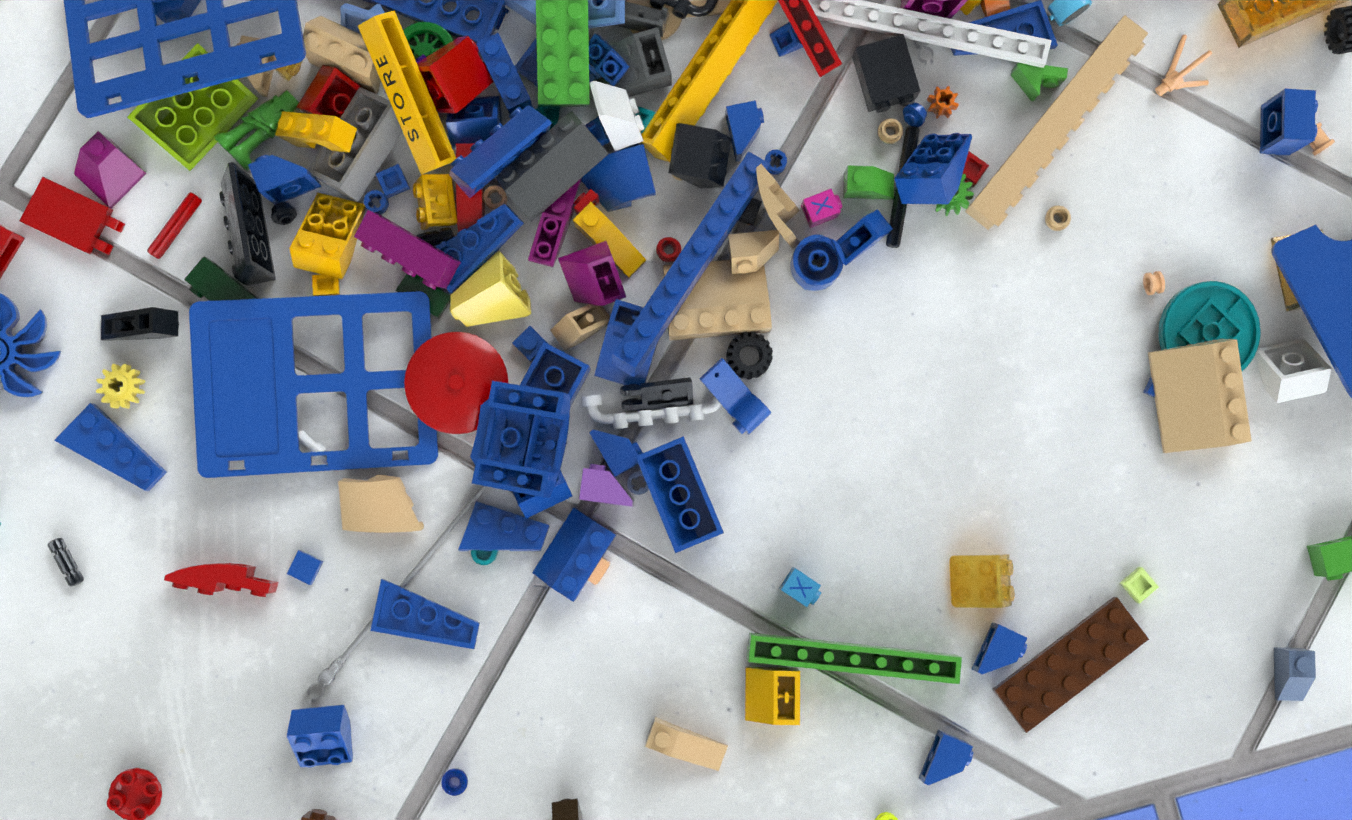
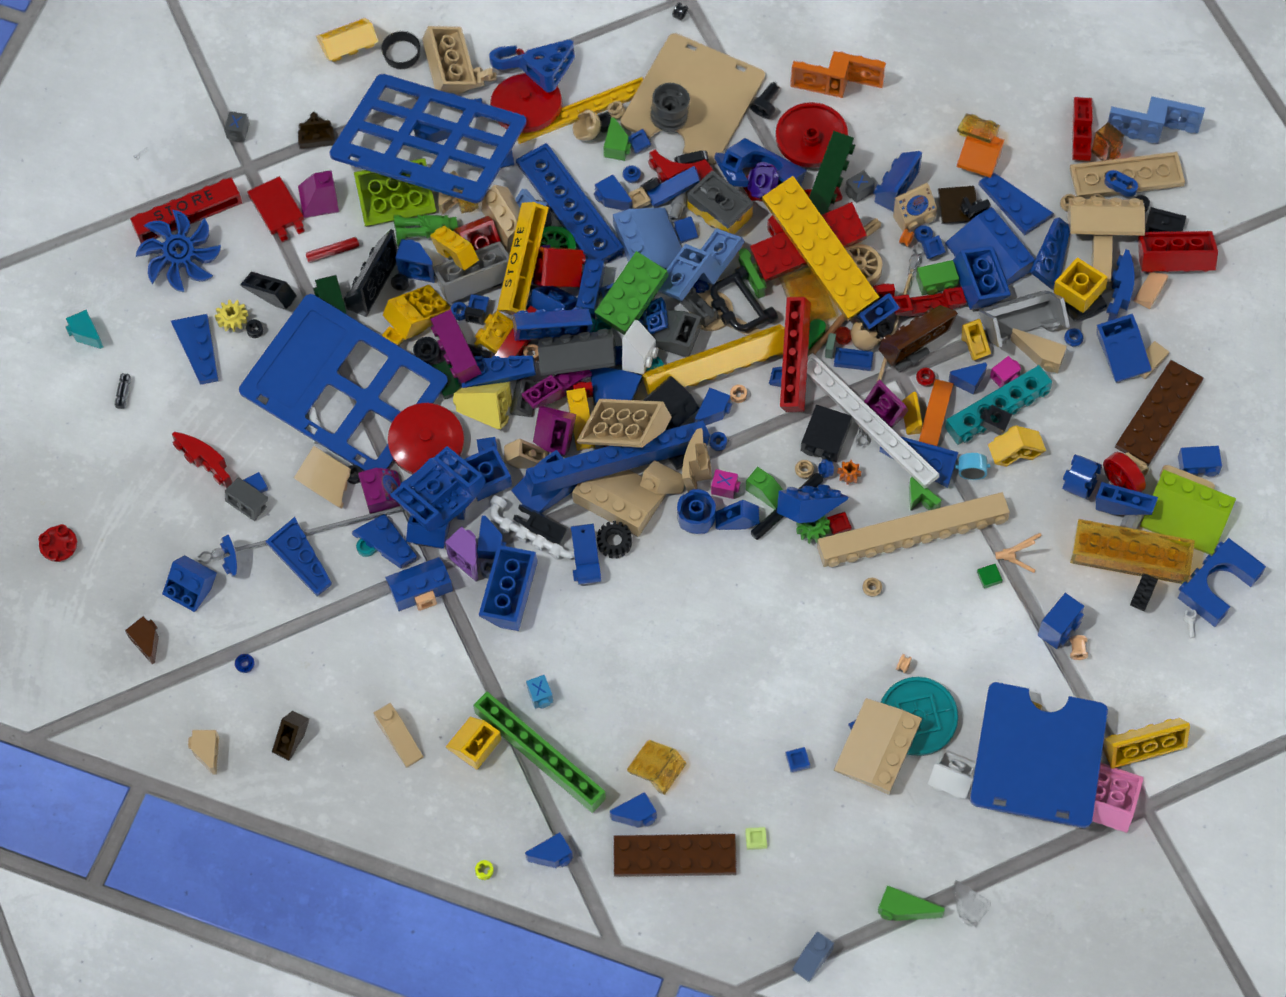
camera: 40 degrees right, 20 degrees down
(43, 94) = (315, 132): none -> dark brown slope
(153, 377) = (252, 324): none -> black bush
(308, 592) = (245, 498): none -> dark grey hinge
(348, 680) = (230, 562): none -> blue slope
(367, 272) = (424, 344): none -> black wheel
(399, 196) = (474, 315): none -> black tile
(413, 482) = (354, 480): none -> black bush
(449, 476) = (377, 487): none -> magenta slope
(518, 249) = (519, 404): none -> dark grey slope
(672, 218) = (625, 423): none -> tan slope
(756, 82) = (734, 389): none -> light nougat bush
(1122, 469) = (797, 759): none -> blue plate
(1168, 120) = (989, 576): none -> green tile

